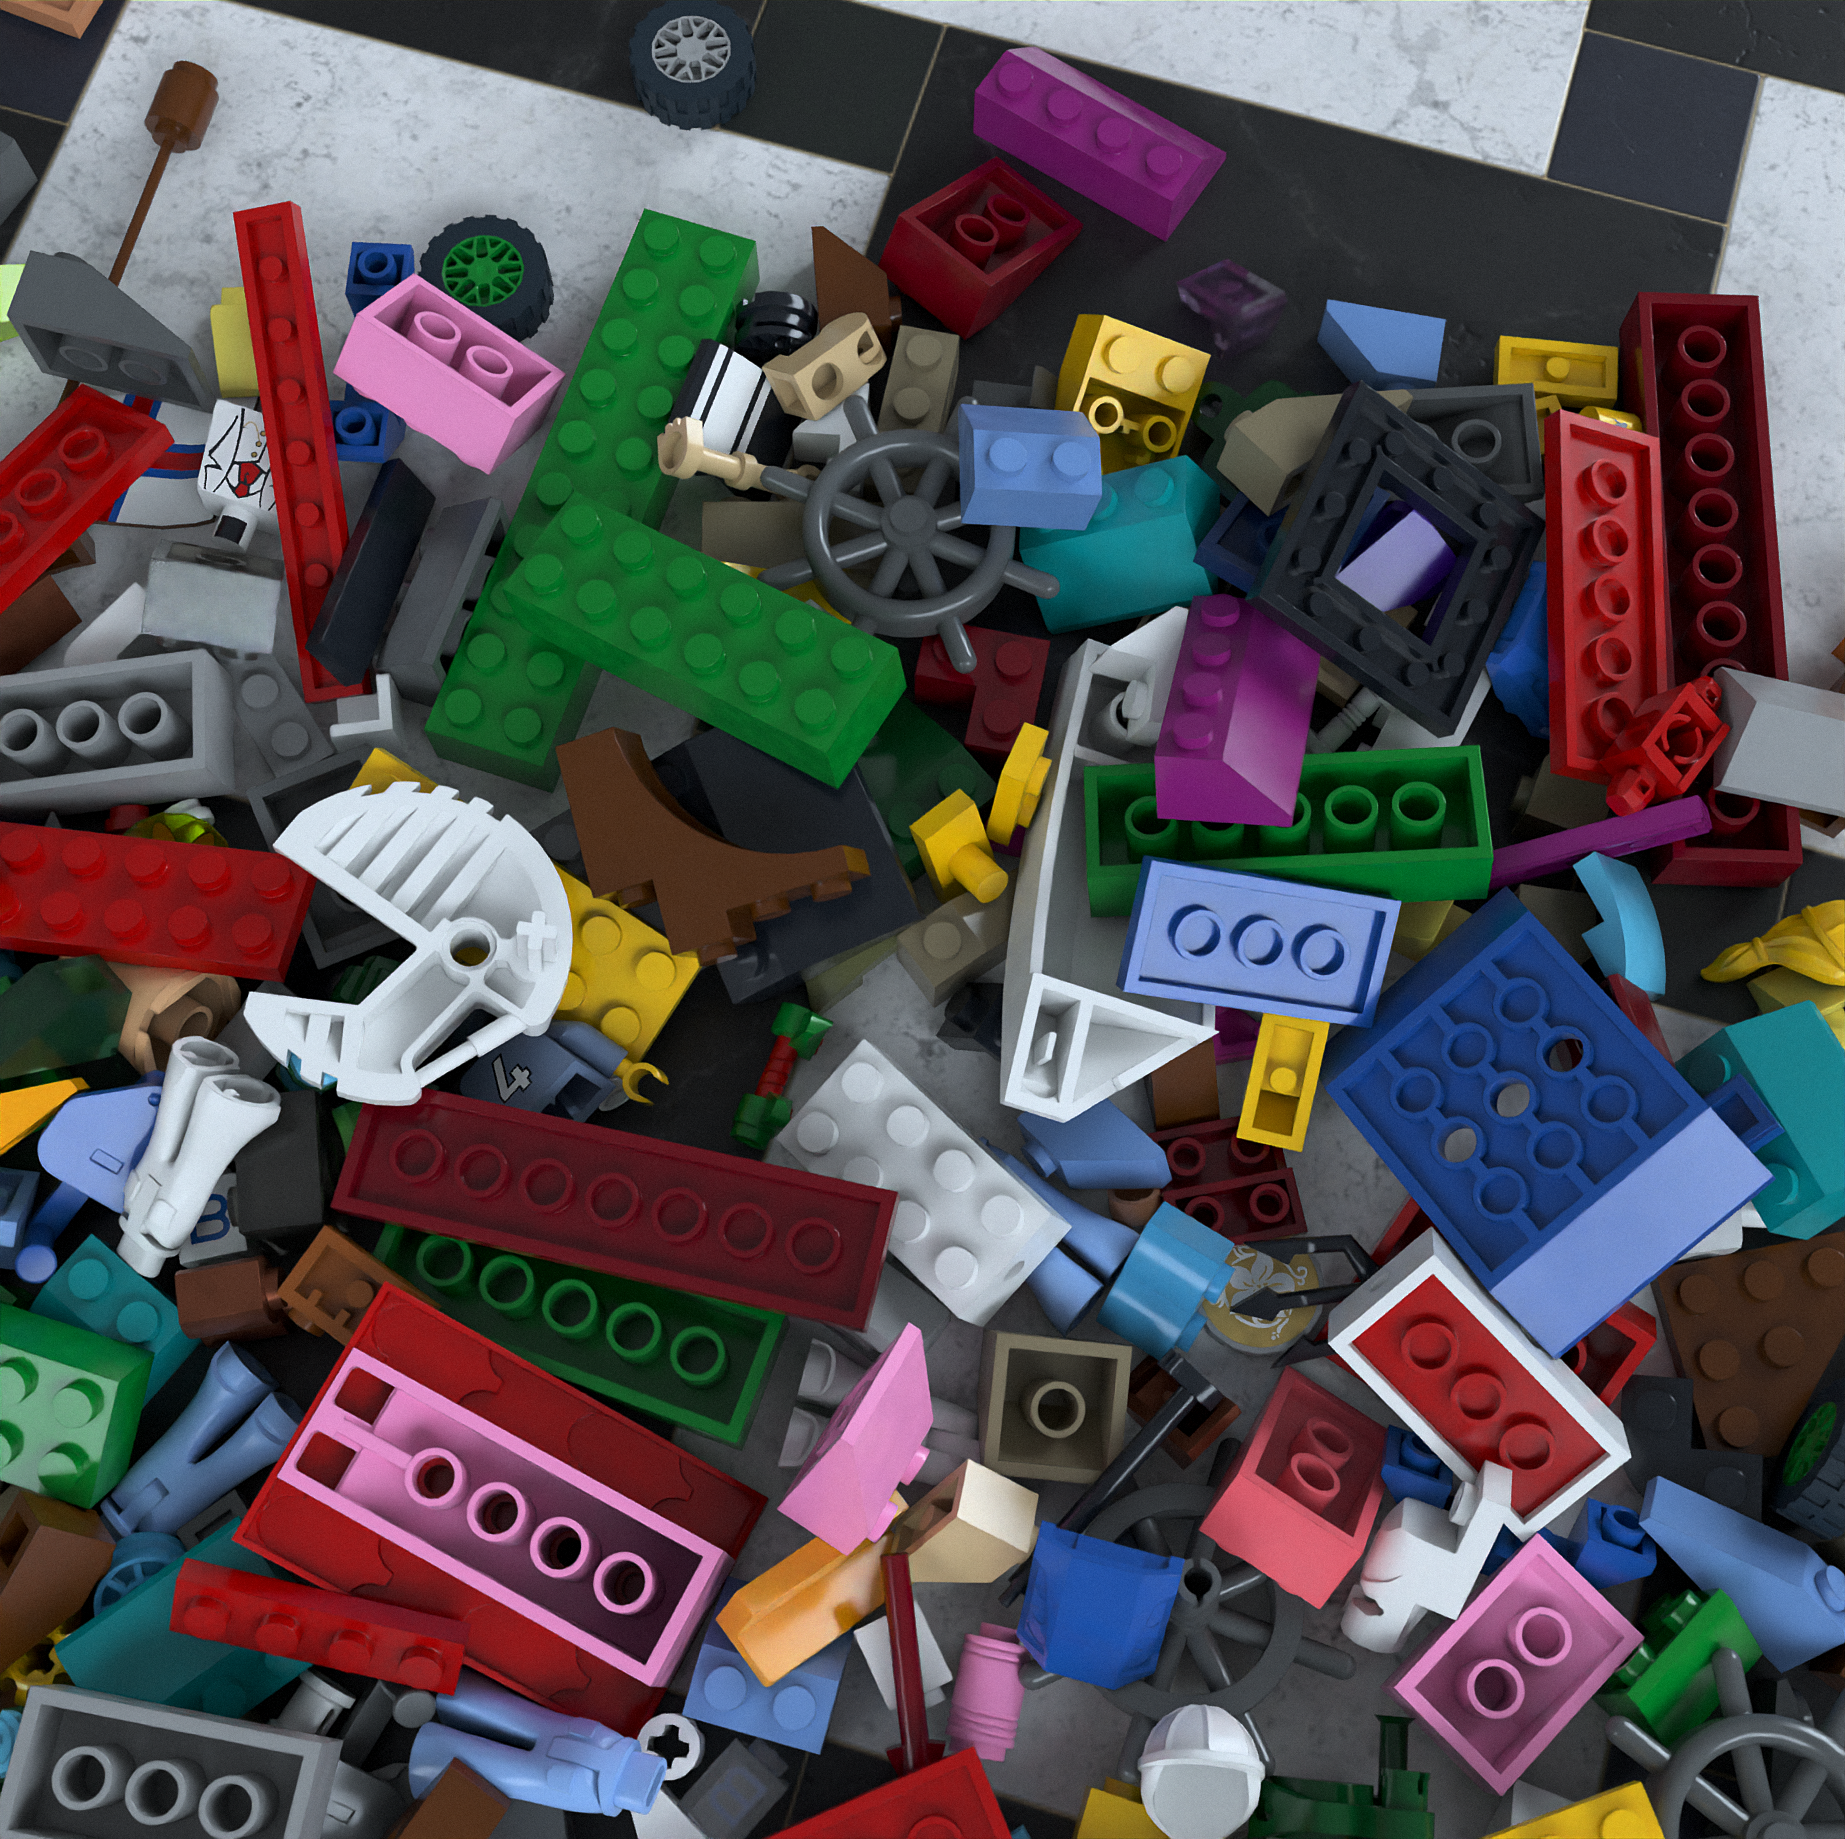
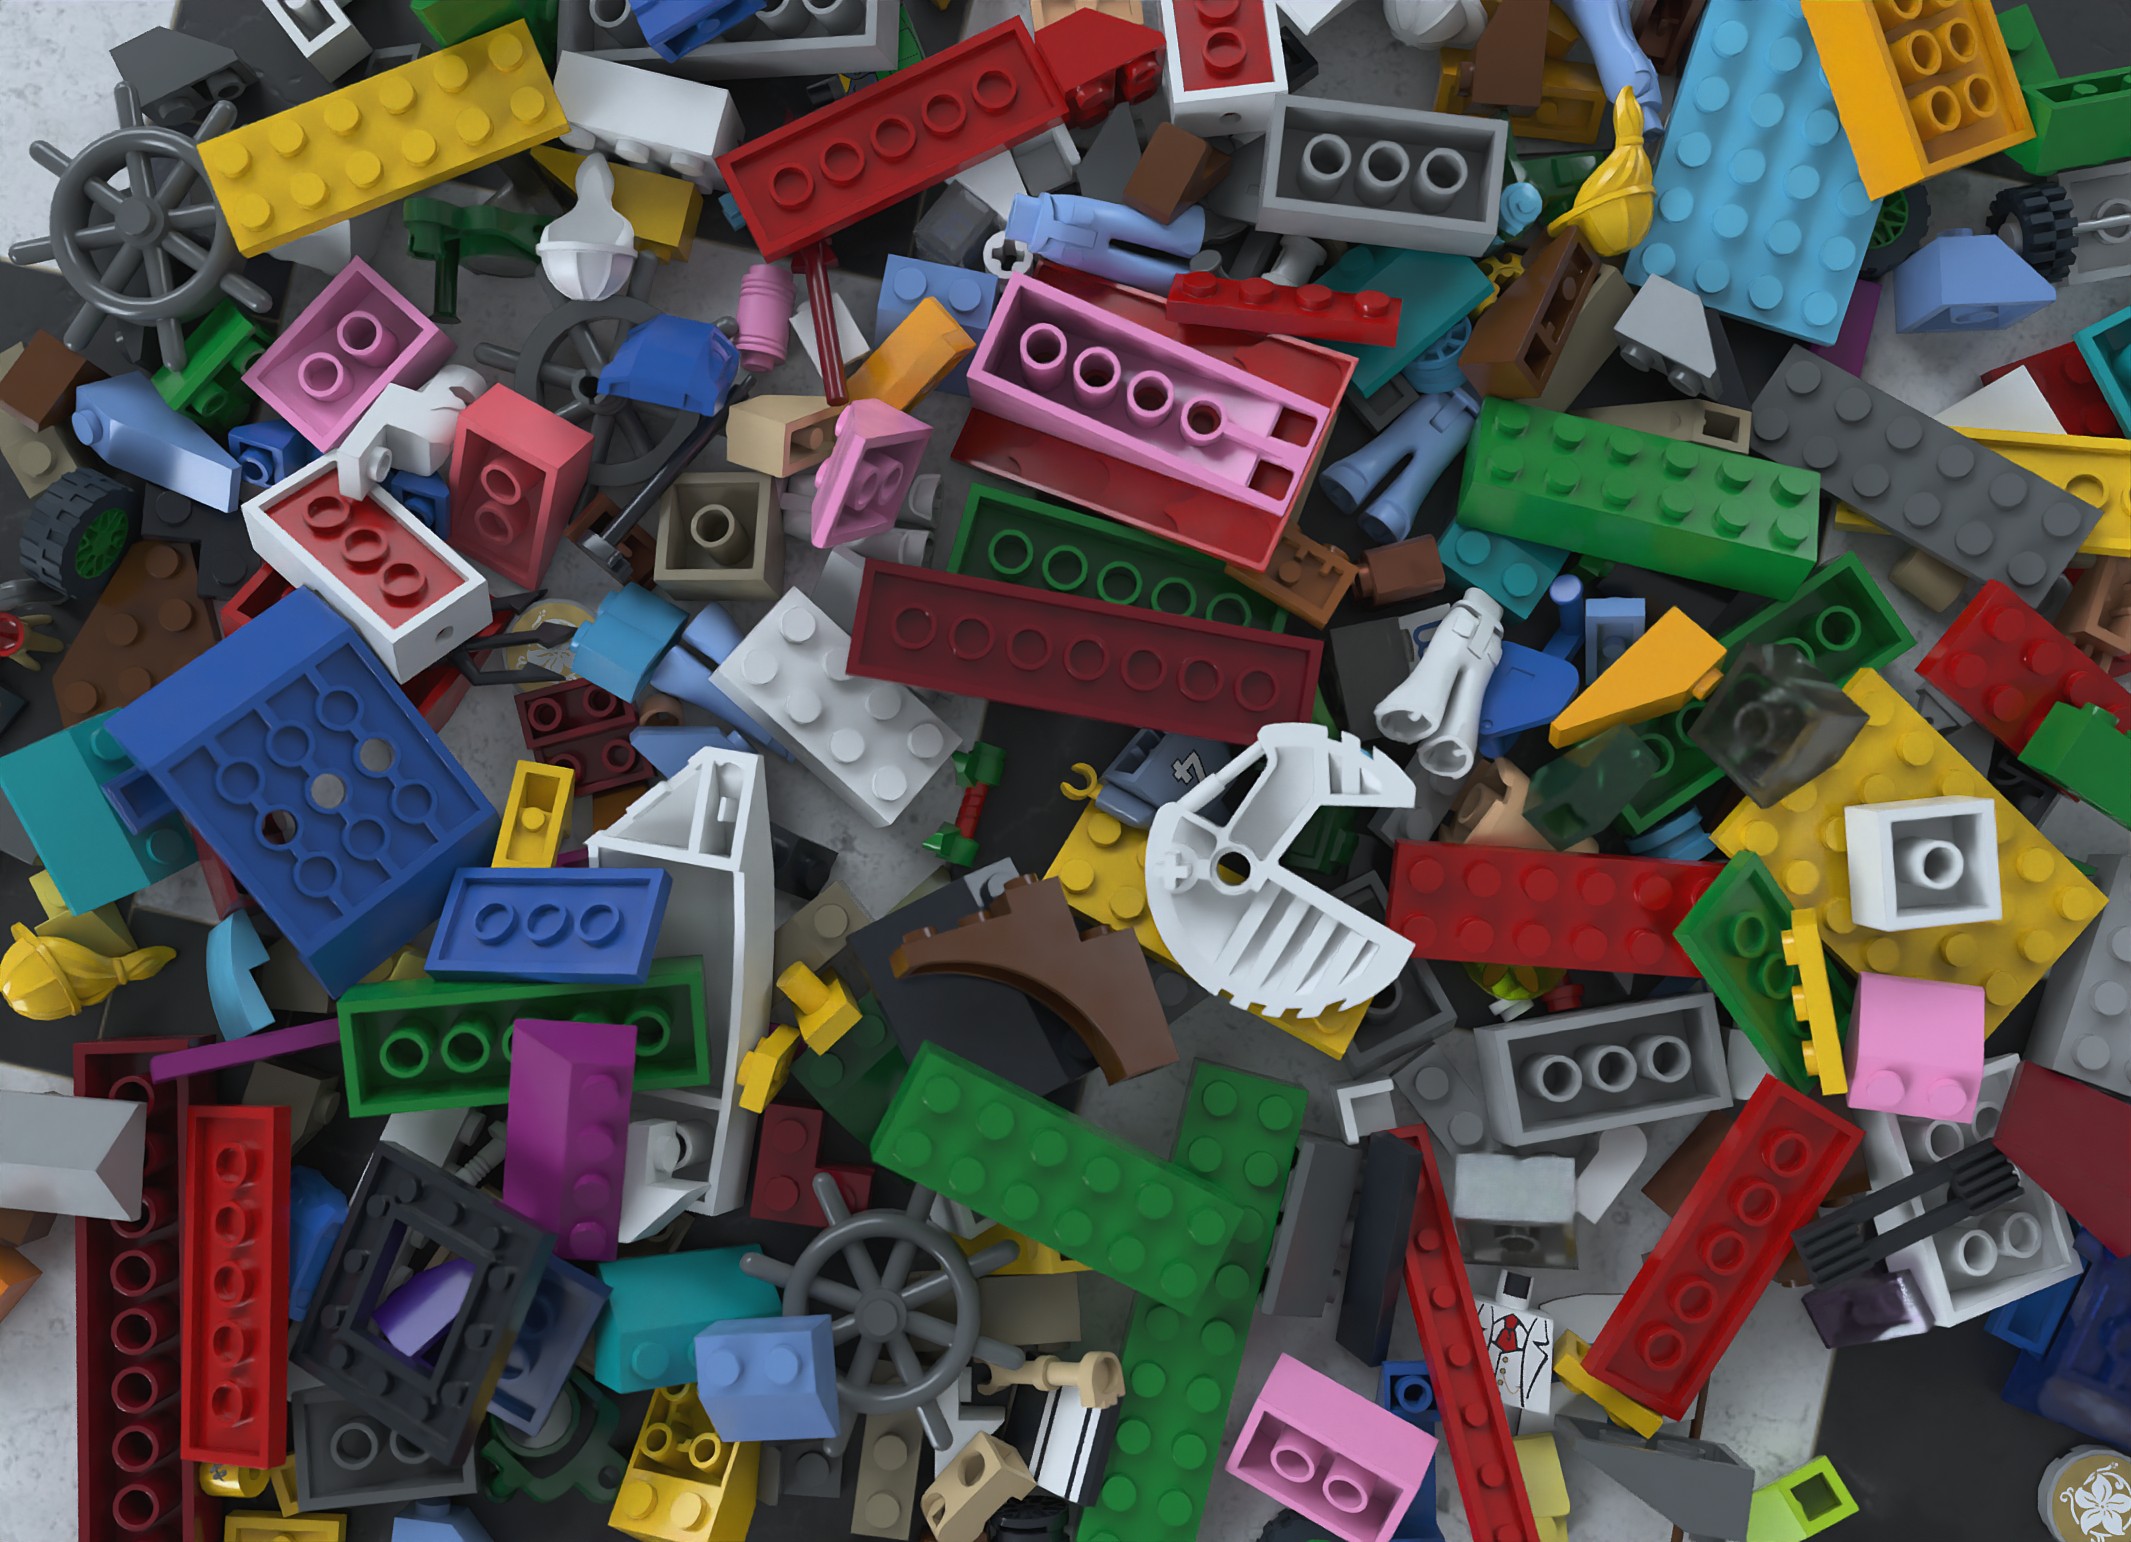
camera: 175 degrees right, 15 degrees up
(184, 457) = (1621, 1408): none -> yellow plate
(1274, 445) = (527, 1410): dark tan slope -> none
(1664, 746) = (185, 1134): red piece -> none

